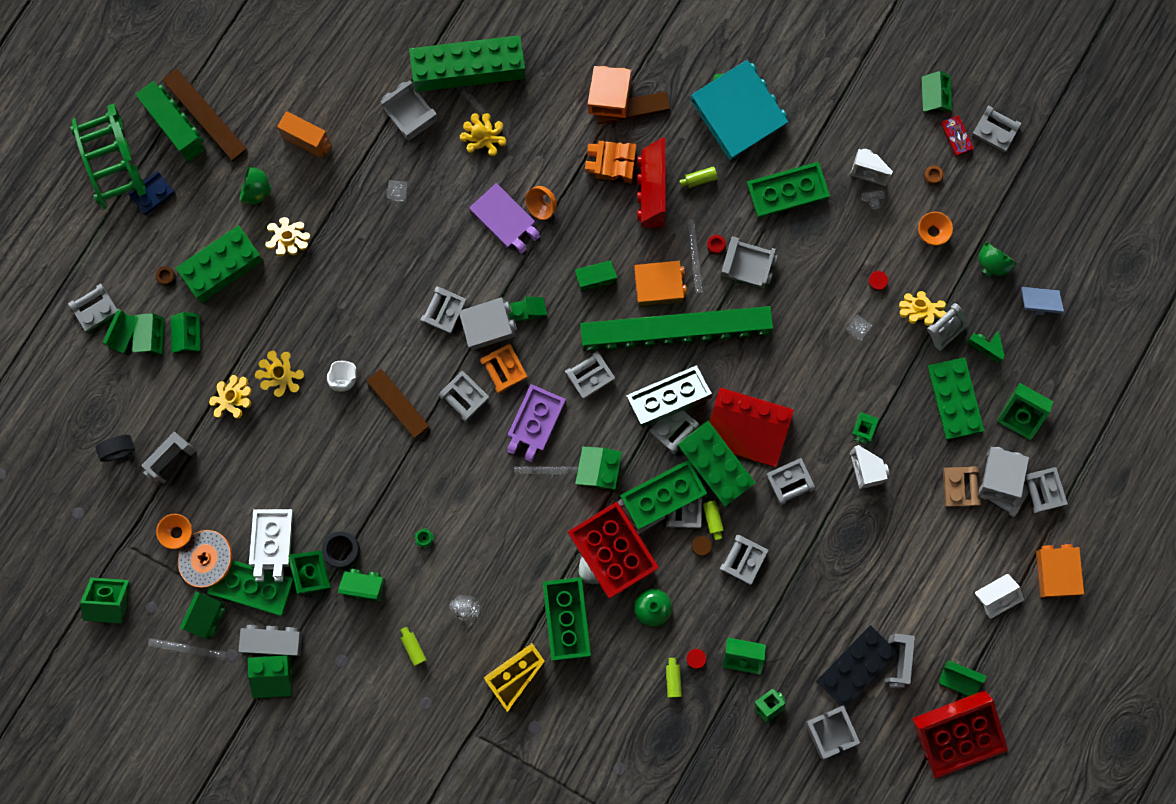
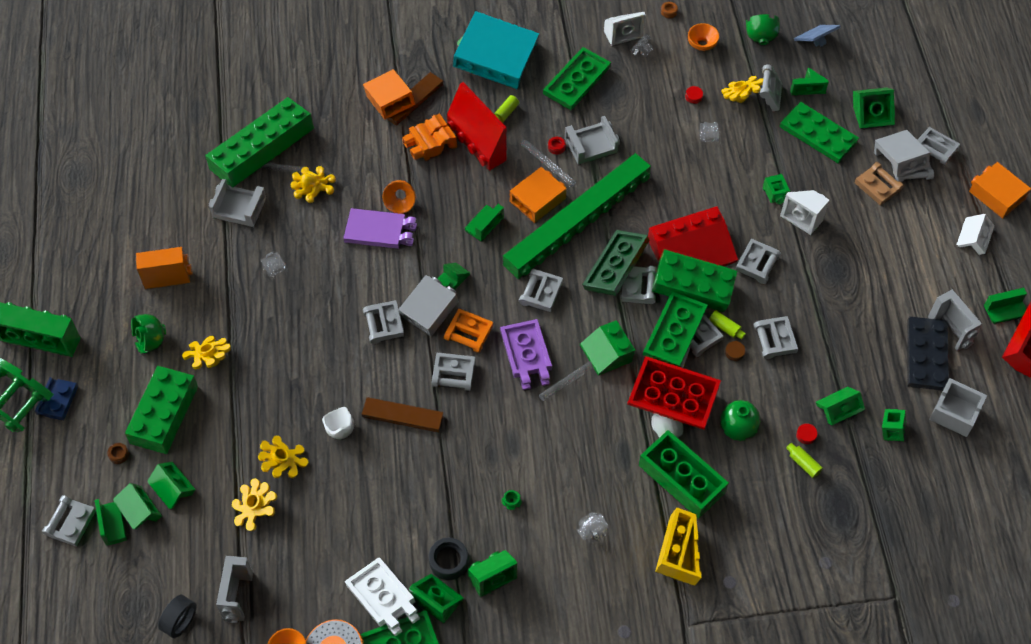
camera: 40 degrees left, 20 degrees down
(204, 114) = (80, 314): reddish brown tile -> none
(412, 647) = (575, 591): lime cylinder -> none

